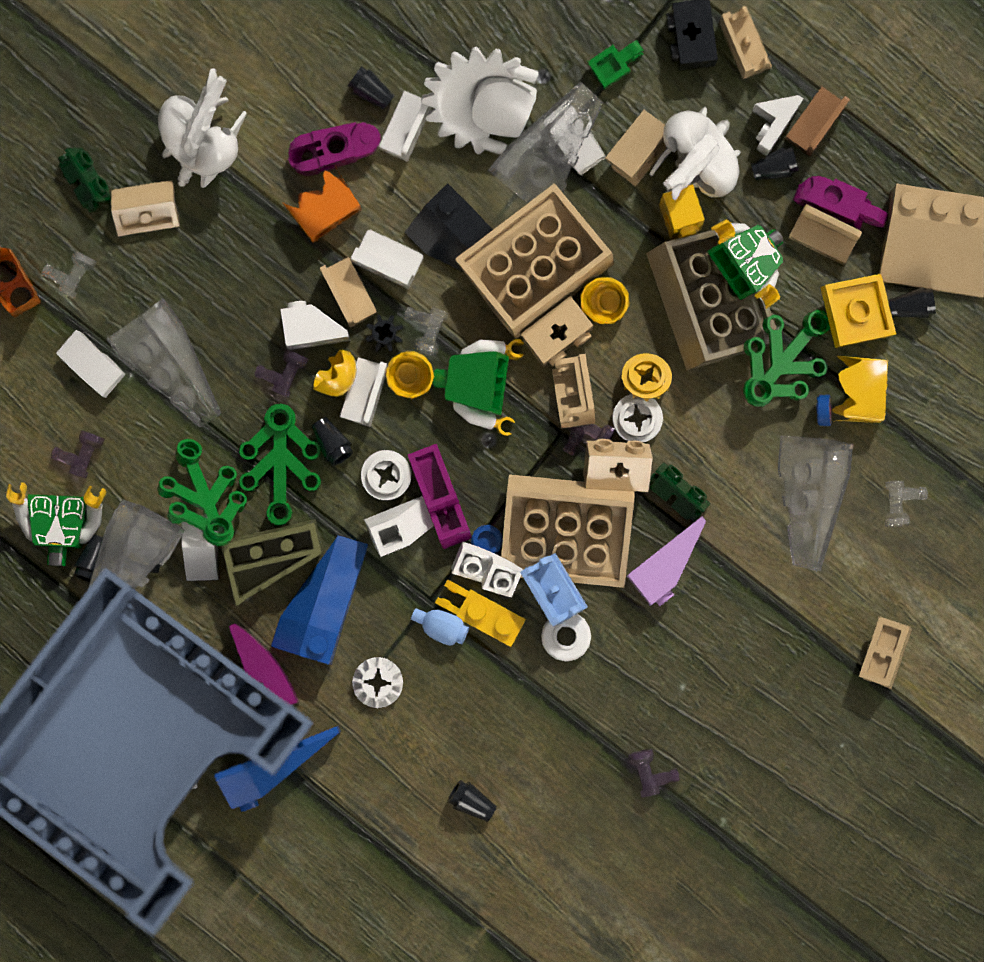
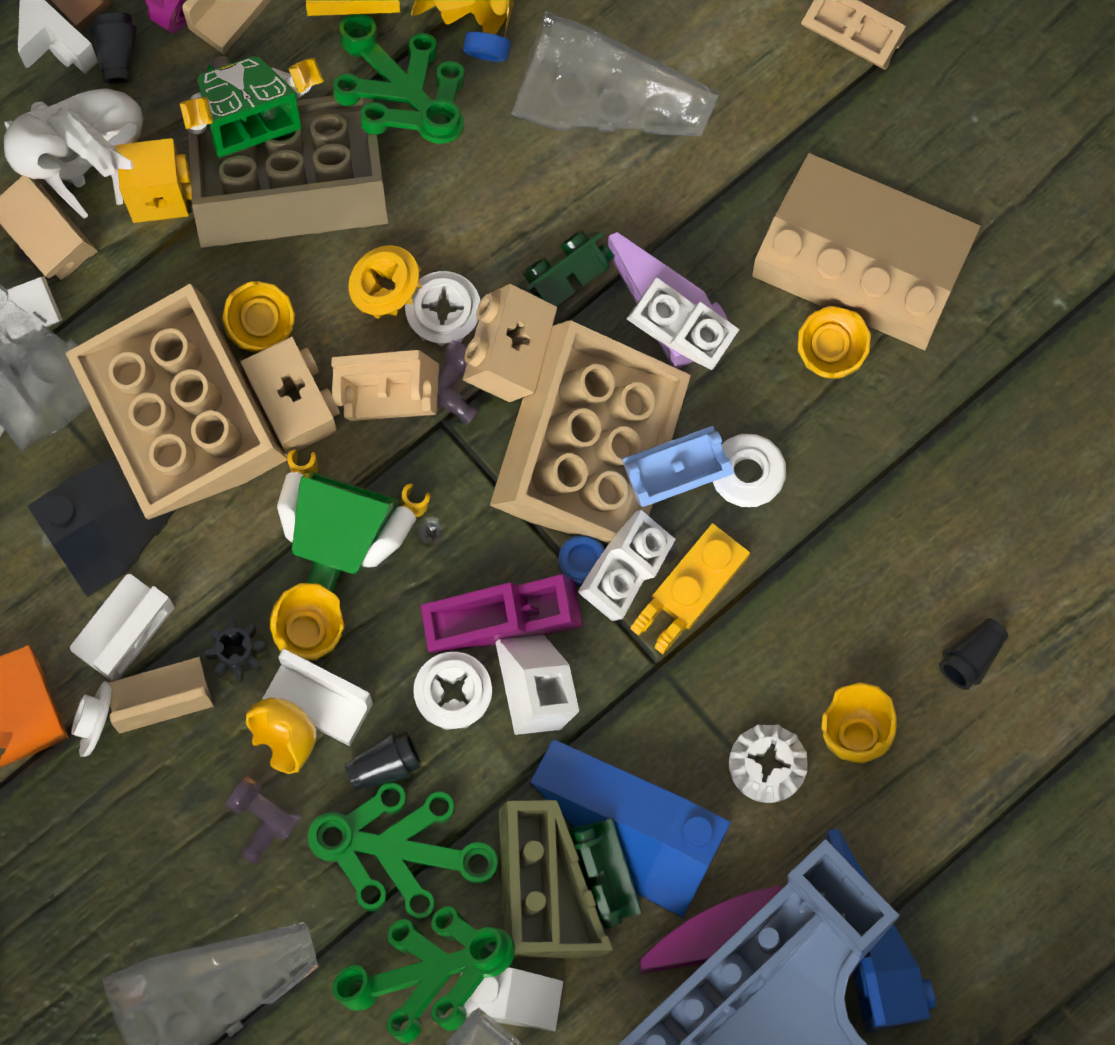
camera: 85 degrees left, 10 degrees down
(286, 592) = (605, 871): none -> dark green hinge
(309, 327) = (199, 761): white slope -> none
(323, 254) = (91, 718): none -> white piece
(410, 735) = (859, 723): none -> yellow hair
(433, 322) = (231, 575): clear piece -> none
(441, 626) = (700, 648): light blue plant -> none
(648, 575) = (681, 325): none -> white slope
(650, 782) = (987, 390): clear purple piece -> none
(660, 676) = (834, 342): none -> yellow hair
(733, 687) = (865, 250): none -> tan slope

